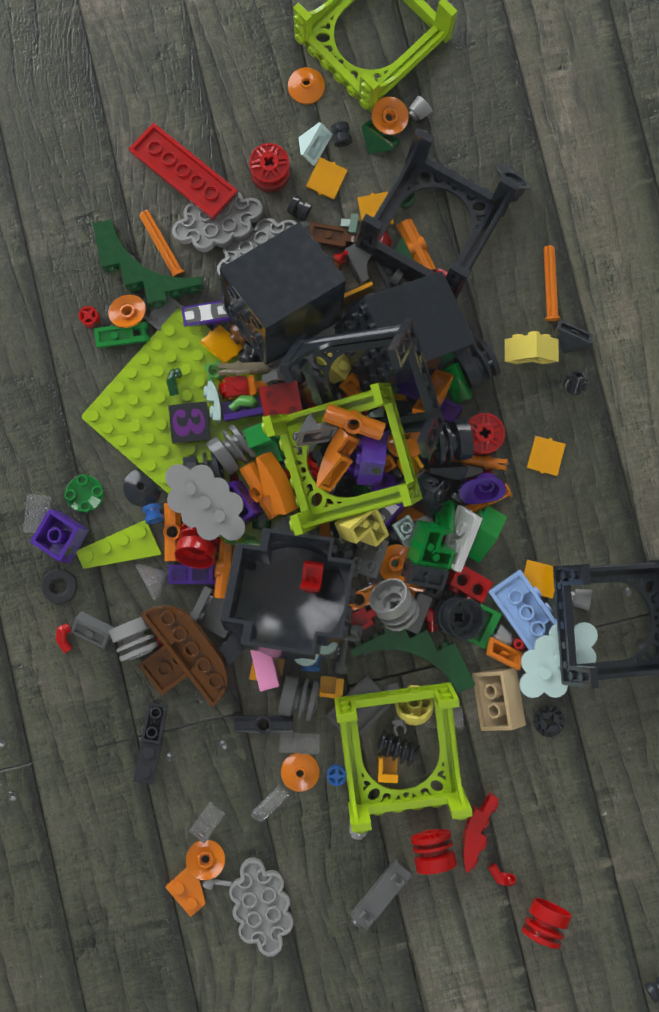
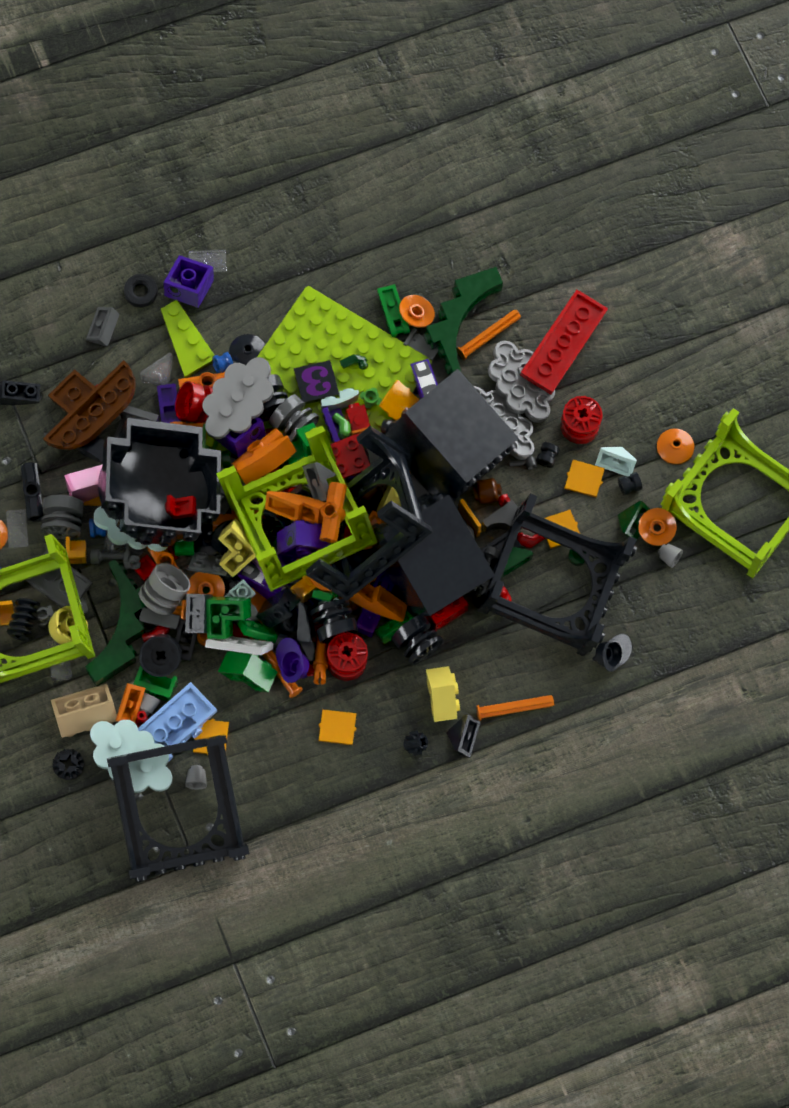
camera: 80 degrees right, 15 degrees down
(61, 634) = (90, 299): red arm -> none
(84, 493) = (233, 299): green dish -> none
(86, 313) = (404, 275): red wheel -> none
(133, 639) = (98, 361): light grey wheel -> none
(244, 368) = (375, 414): dark tan pin -> none
(332, 235) = (525, 483): reddish brown plate -> none
(352, 224) = (541, 507): sand green tile -> none
(415, 243) = (528, 570): orange piece -> none
(470, 579) = (200, 664): red brick -> none

